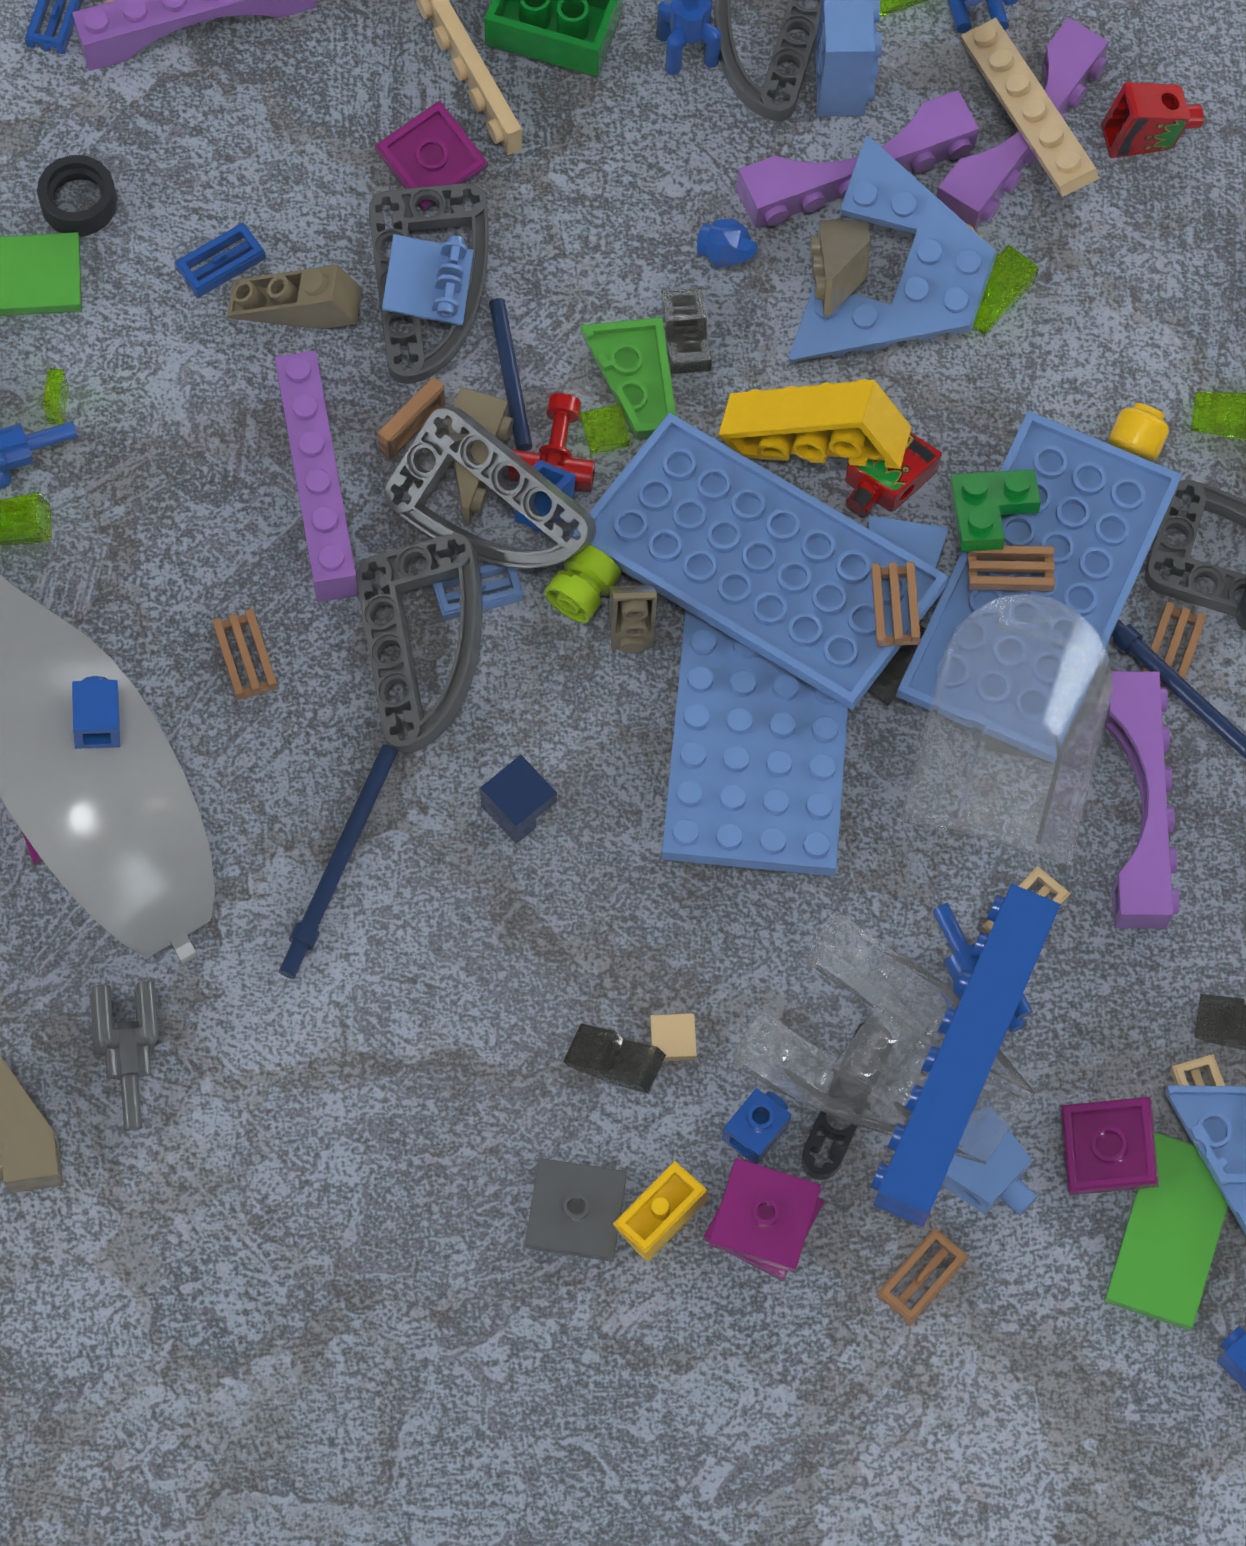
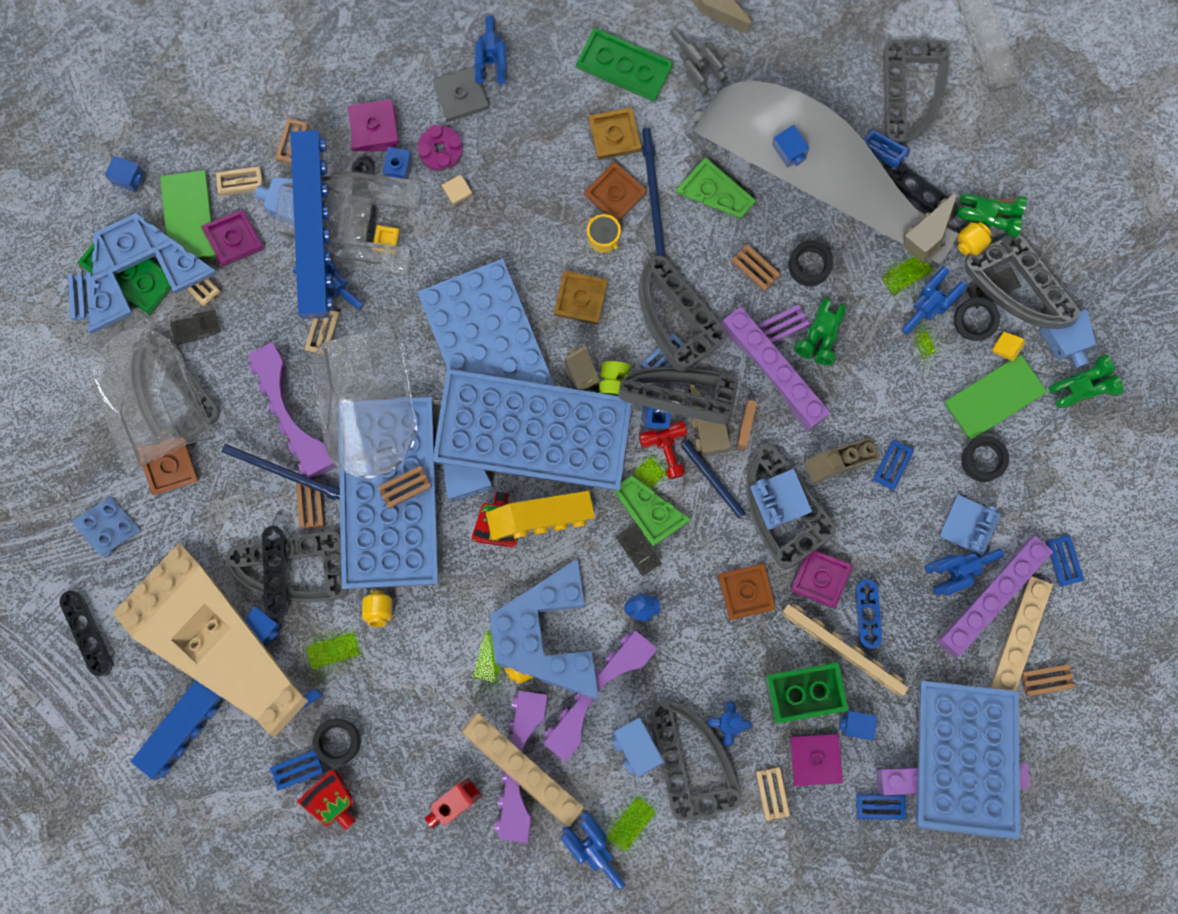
camera: 155 degrees right, 10 degrees up
(143, 582) = (815, 247): none -> black tyre
(161, 122) = (970, 525): none -> medium blue hinge
(193, 500) = (824, 327): none -> green piece
(218, 66) = (961, 569): none -> blue plant
(233, 812) = (715, 189): none -> bright green wing
(254, 1115) = (624, 64): none -> green tile
(288, 539) = (800, 316): none -> medium lavender tile
(345, 993) = (614, 133): none -> pearl gold plate
(392, 98) = (875, 607): none -> blue beam
(403, 895) = (615, 192): none -> dark orange tile
(463, 830) = (603, 233): none -> piece
(483, 1247) = (490, 50): none -> blue plant
(517, 798) = (586, 256): dark blue piece -> none
(555, 196) = (746, 592): none -> dark orange tile
(563, 744) = (580, 297): none -> pearl gold plate
(614, 1059) = (478, 166): clear smoke slope -> none
(661, 1211) = (421, 109): yellow slope -> none
(670, 1103) = (444, 159): none -> magenta plate
(838, 1015) = (387, 235): none -> yellow tile
(839, 260) = (574, 621): dark tan slope -> none
(892, 573) = (440, 411): medium nougat tile -> none
(983, 498) = (436, 516): green plate -> none
(1044, 1267) = (240, 181): none -> tan tile

